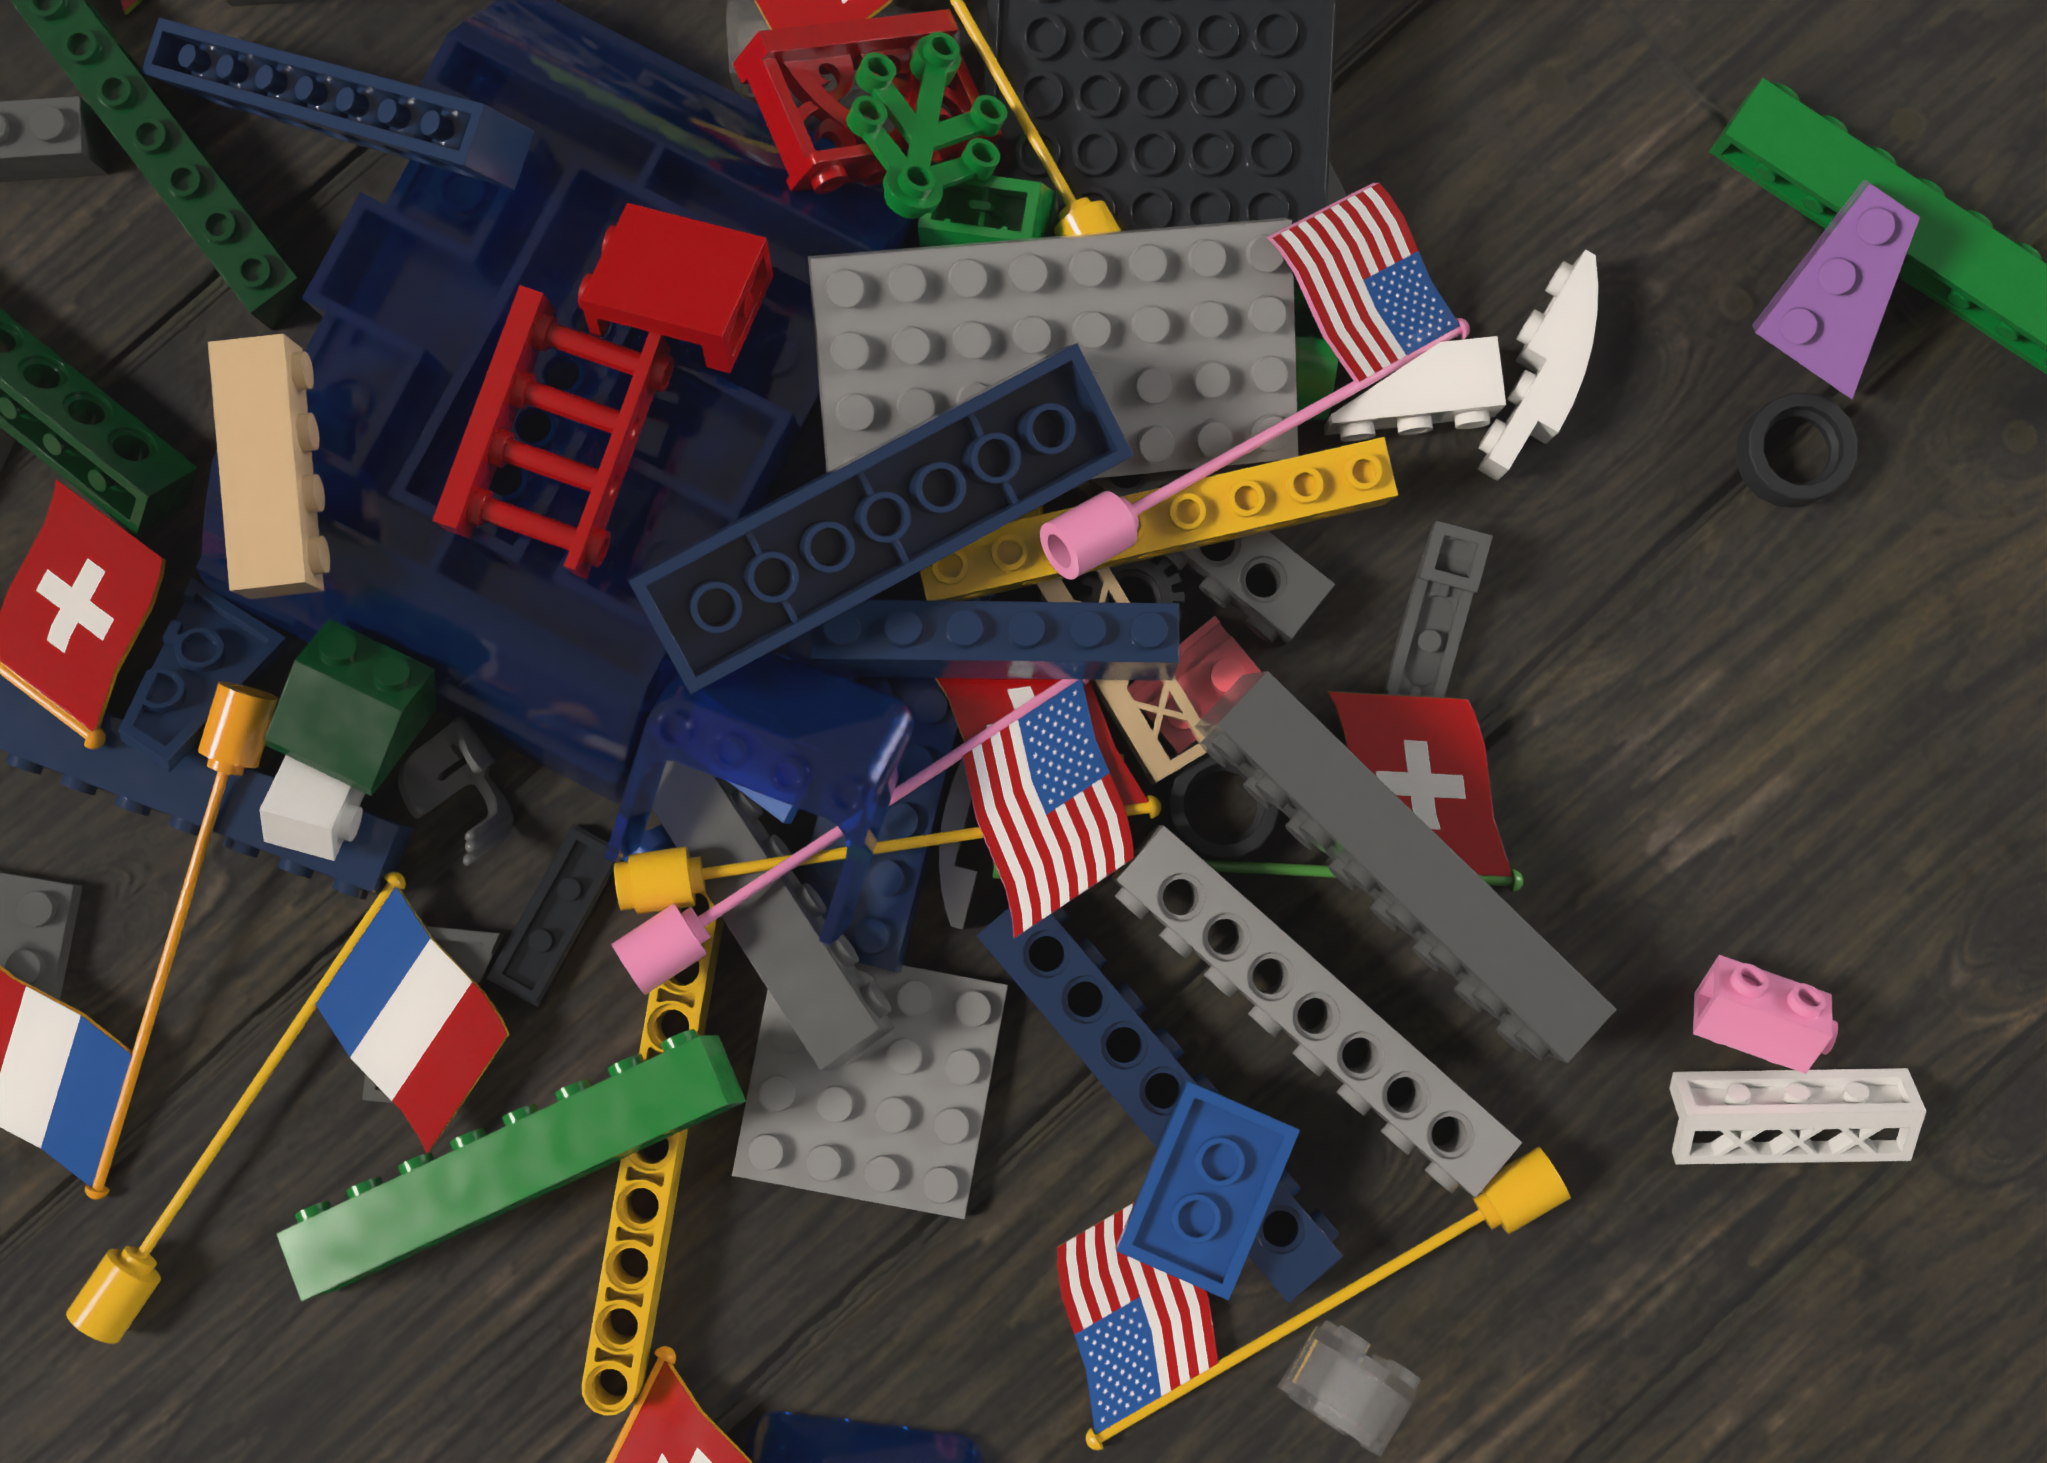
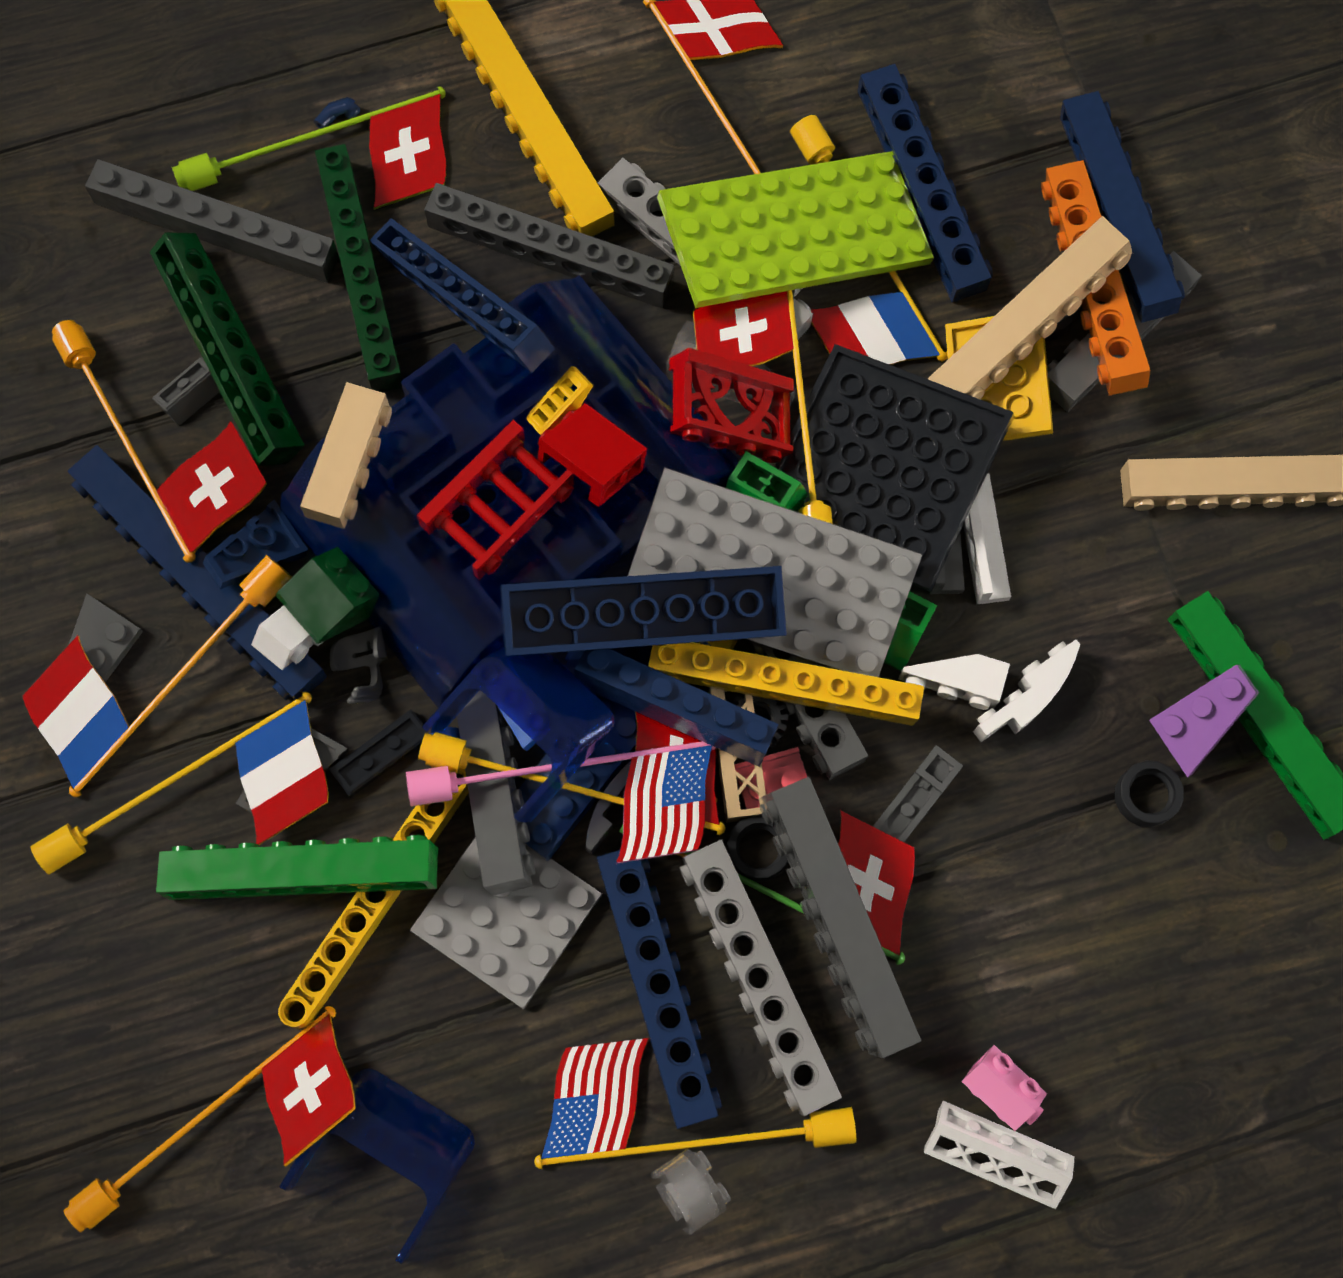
camera: 20 degrees right, 10 degrees down
(567, 250) = (553, 407): none -> yellow slope
(910, 181) = (733, 452): green plant -> none
(1207, 1190) = (660, 1044): blue plate -> none
(1371, 310) = (947, 618): flag -> none
(1373, 154) = (986, 548): none -> white fence

